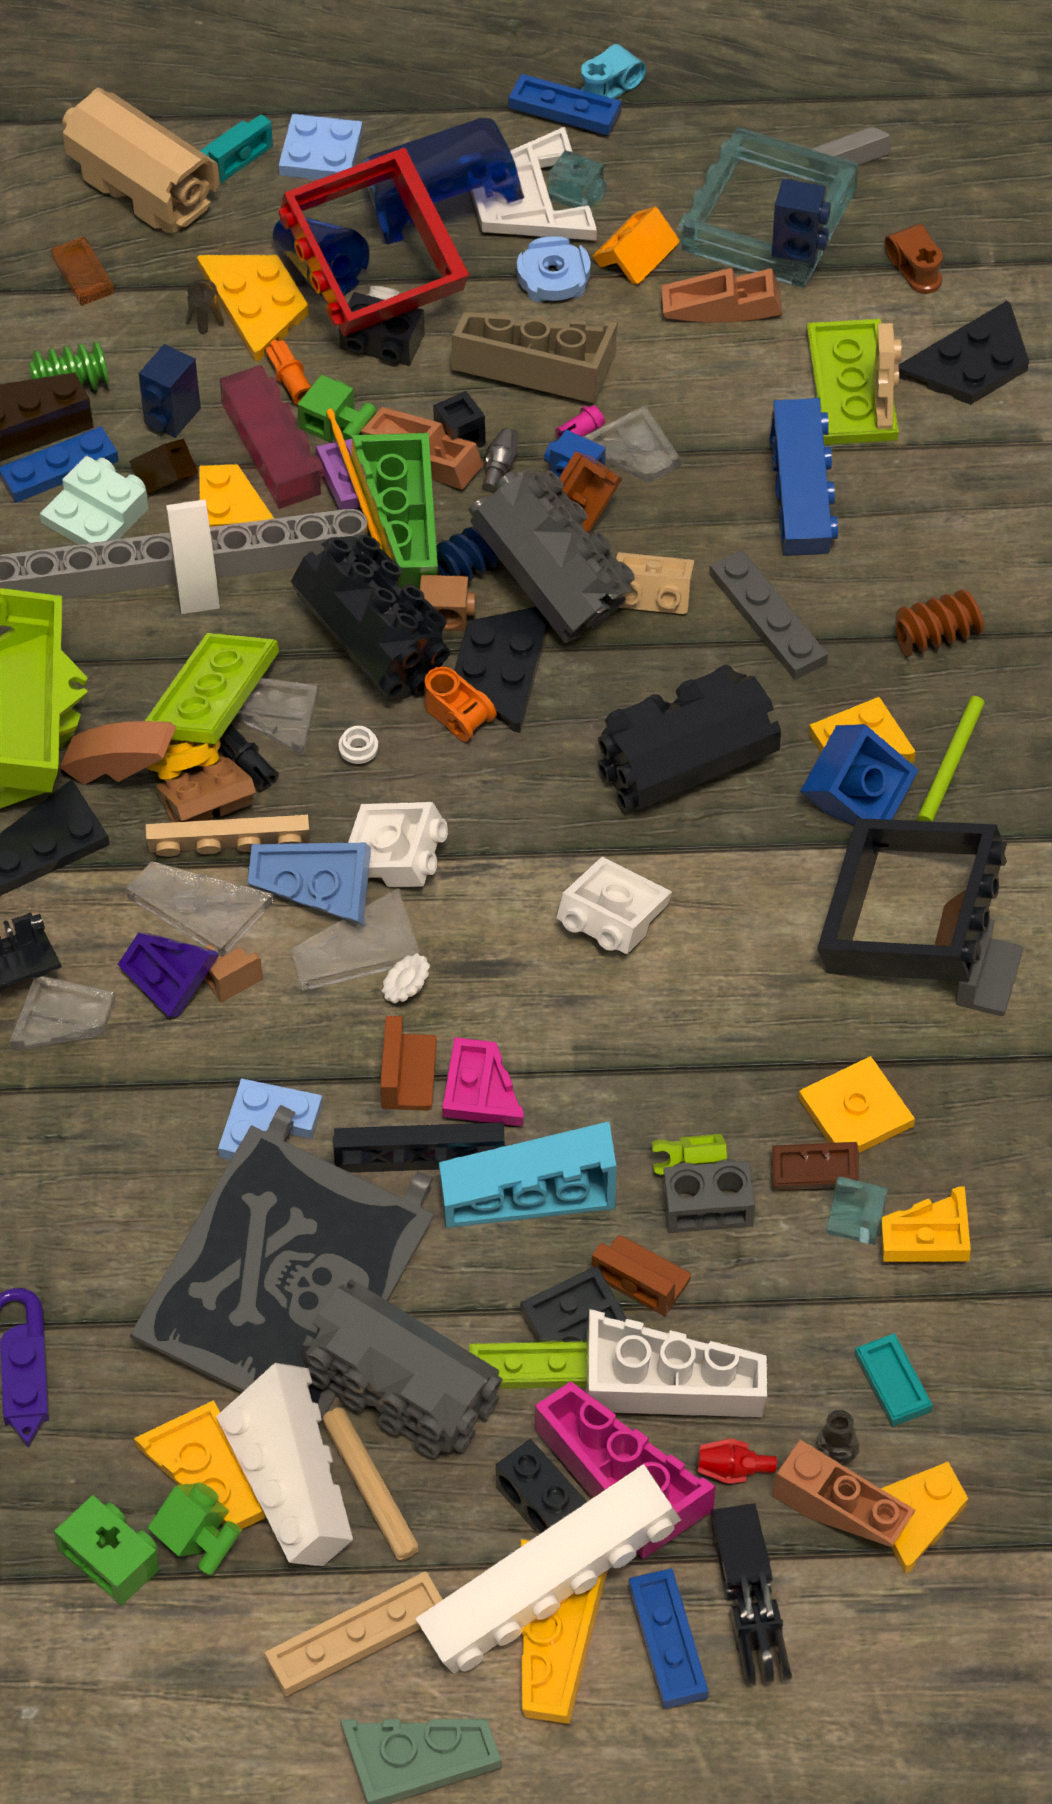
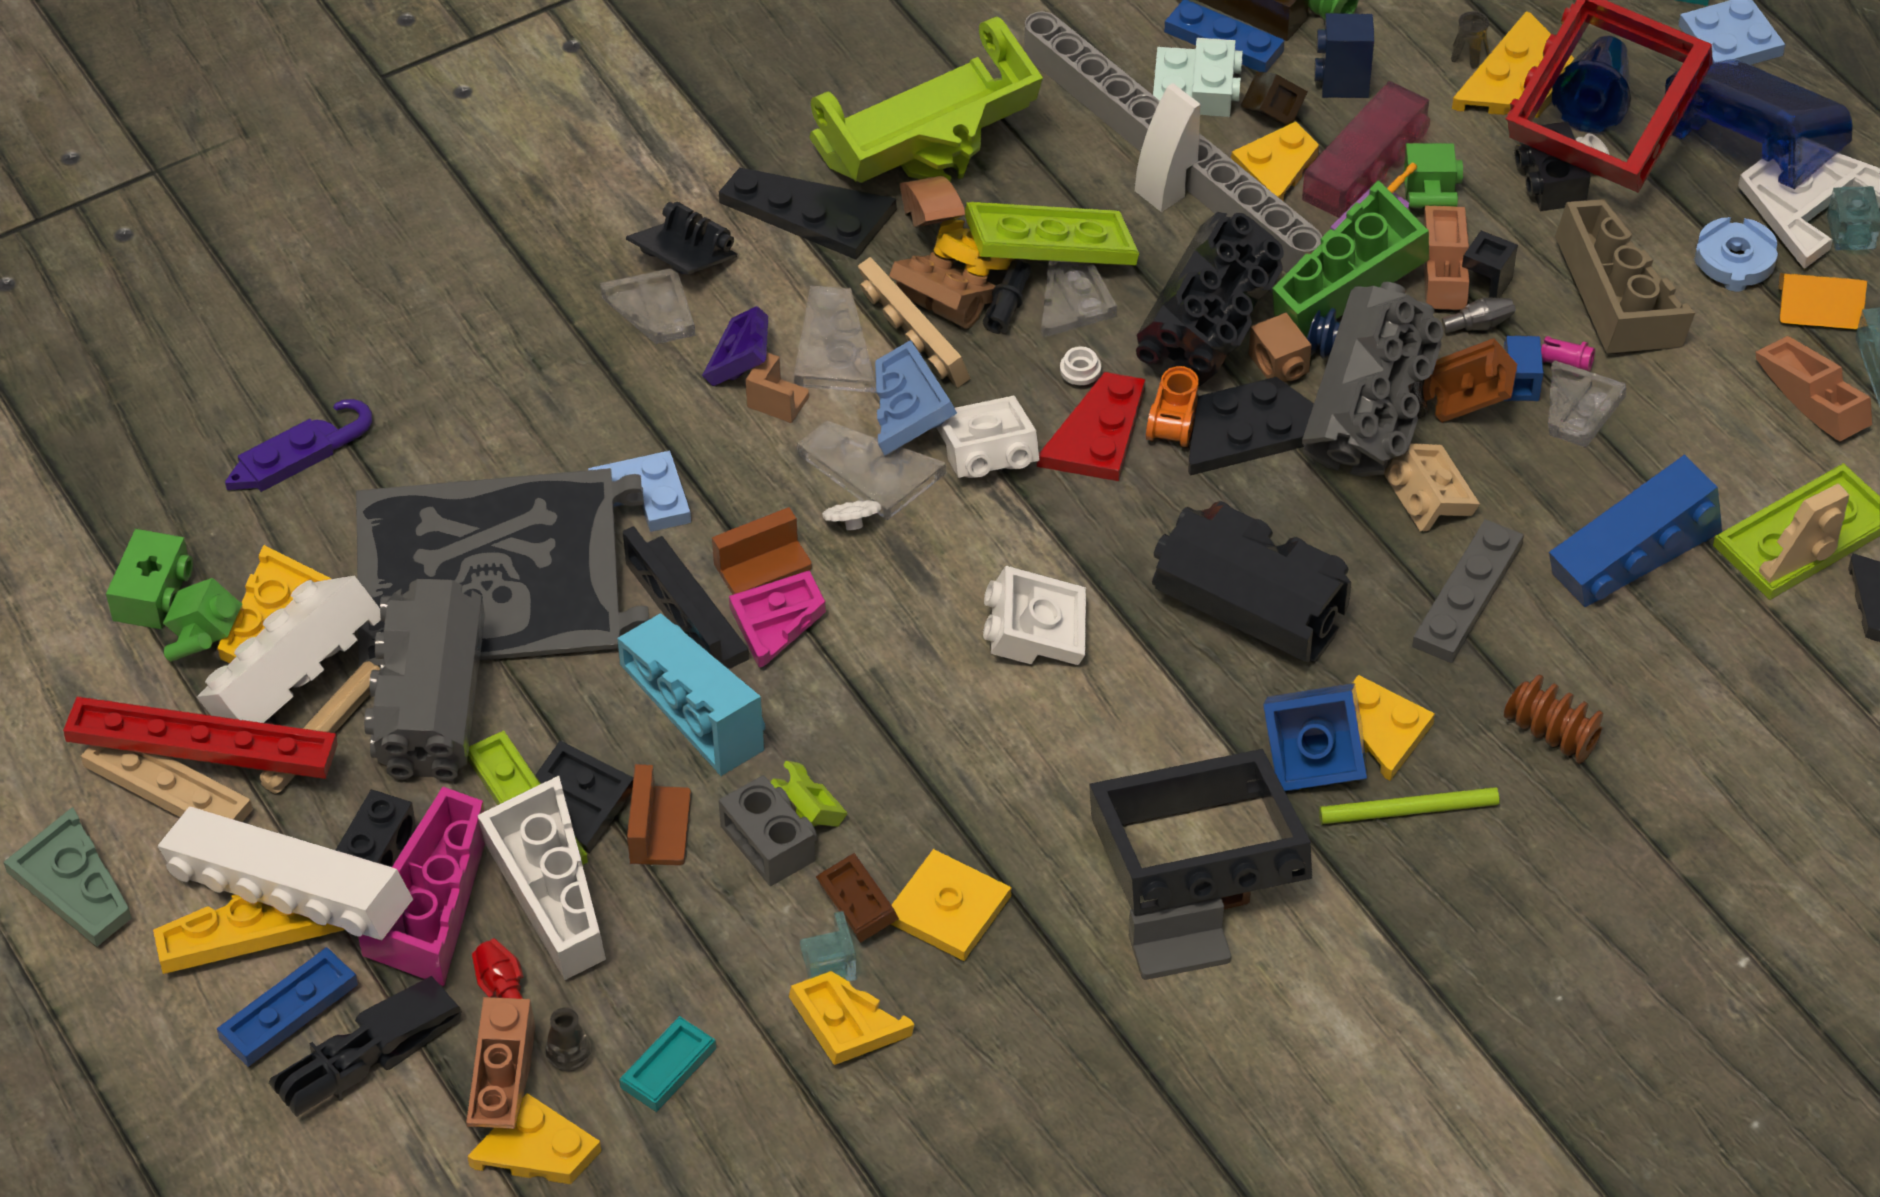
camera: 60 degrees right, 5 degrees down
(288, 370) = (1456, 128): orange axle -> none
(339, 1579) = (200, 737): none -> red plate
(433, 764) = (1098, 430): none -> red wing

